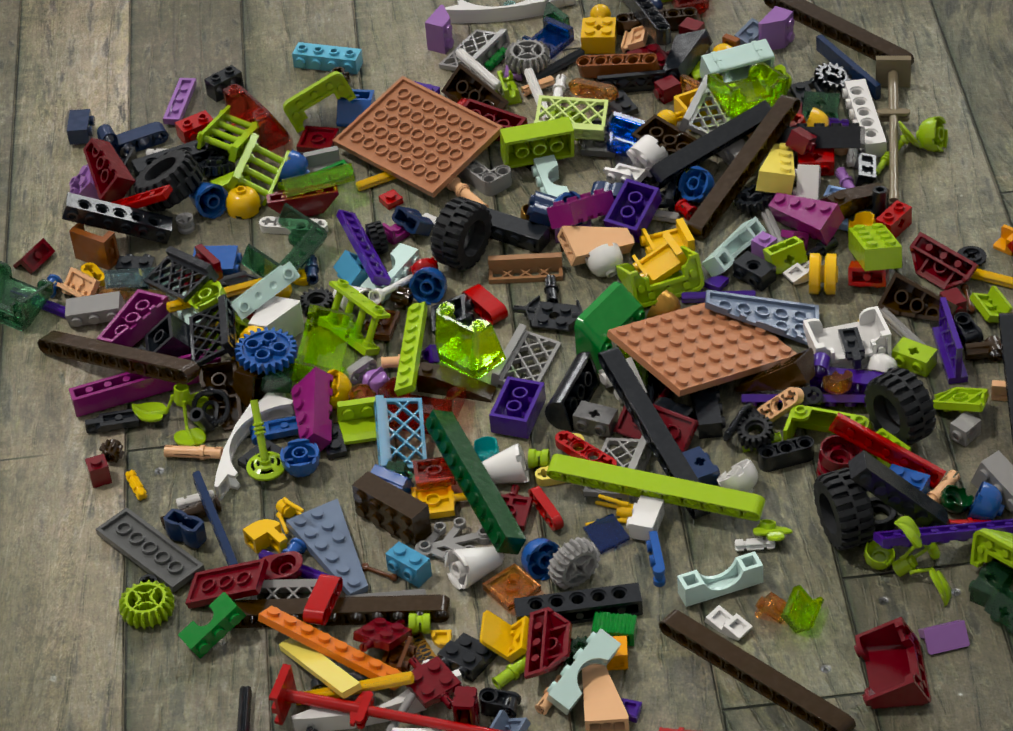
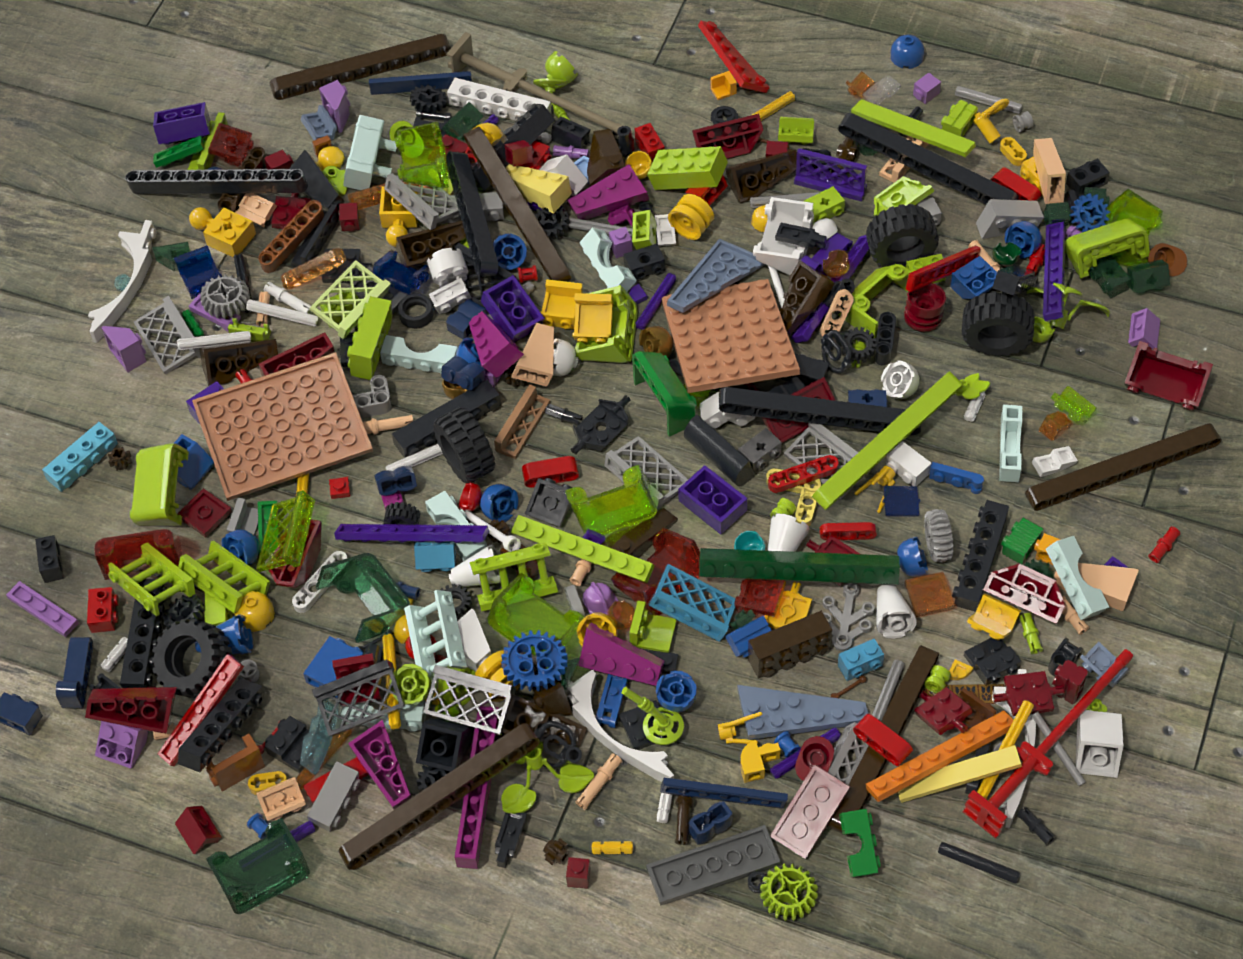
camera: 65 degrees left, 15 degrees up
(596, 156) = (418, 321): none -> black tyre

